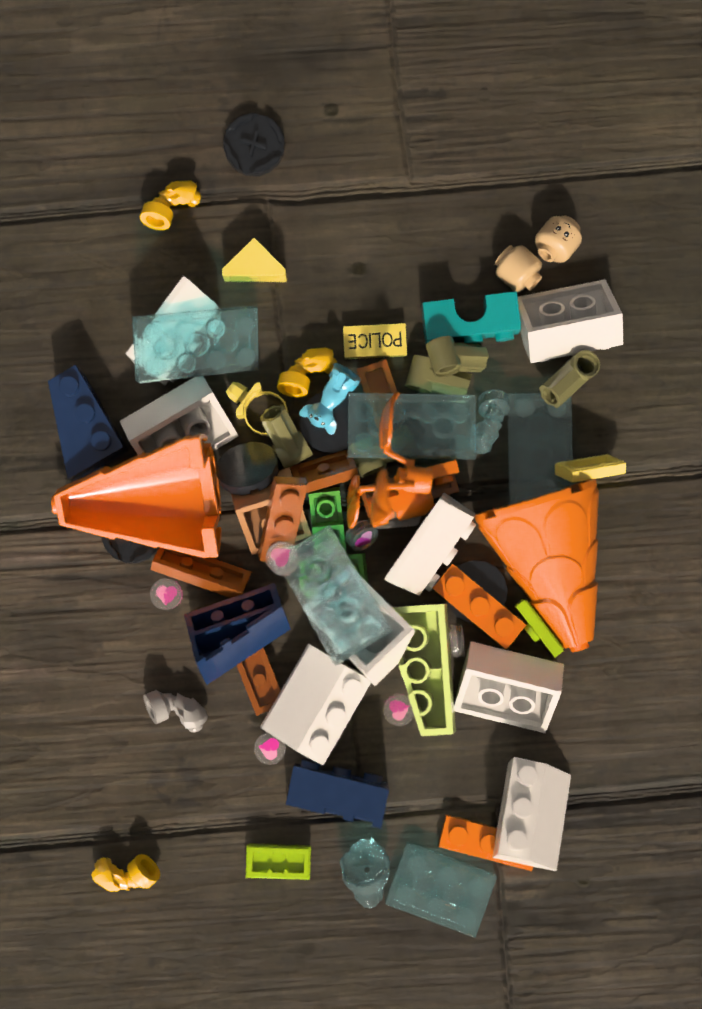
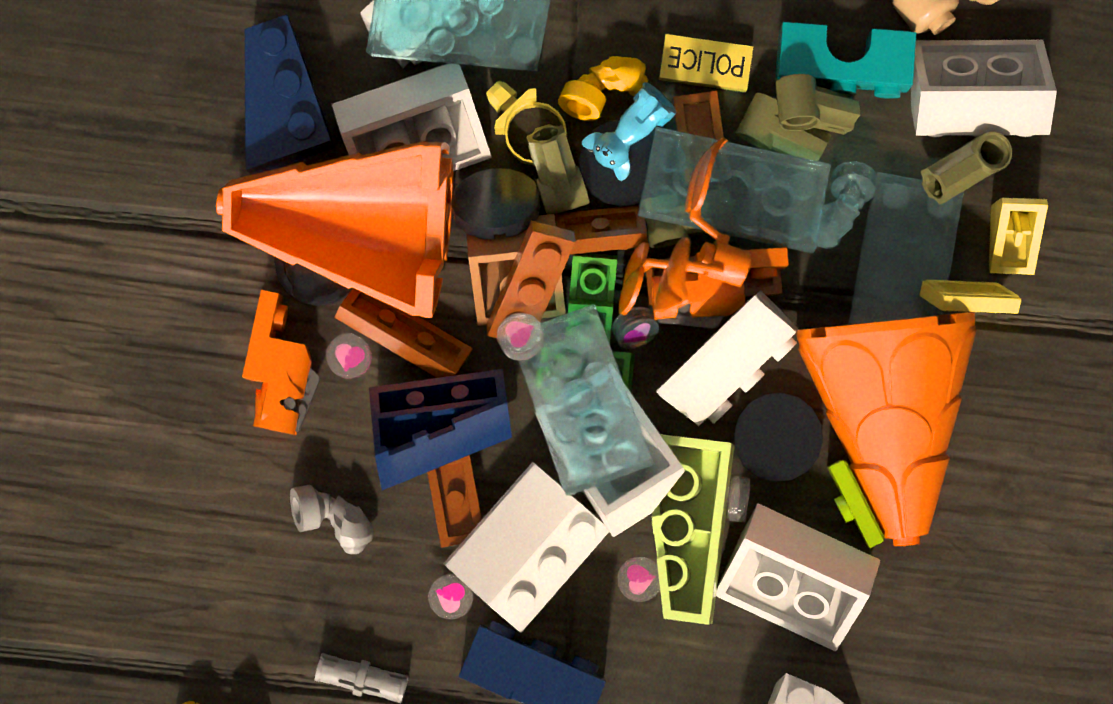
camera: 10 degrees right, 0 degrees up
(119, 611) = (281, 368): none -> orange plate
(218, 817) = (361, 678): none -> light grey pin
(479, 606) = (778, 457): orange plate -> none
(613, 418) = (1016, 234): none -> light yellow slope

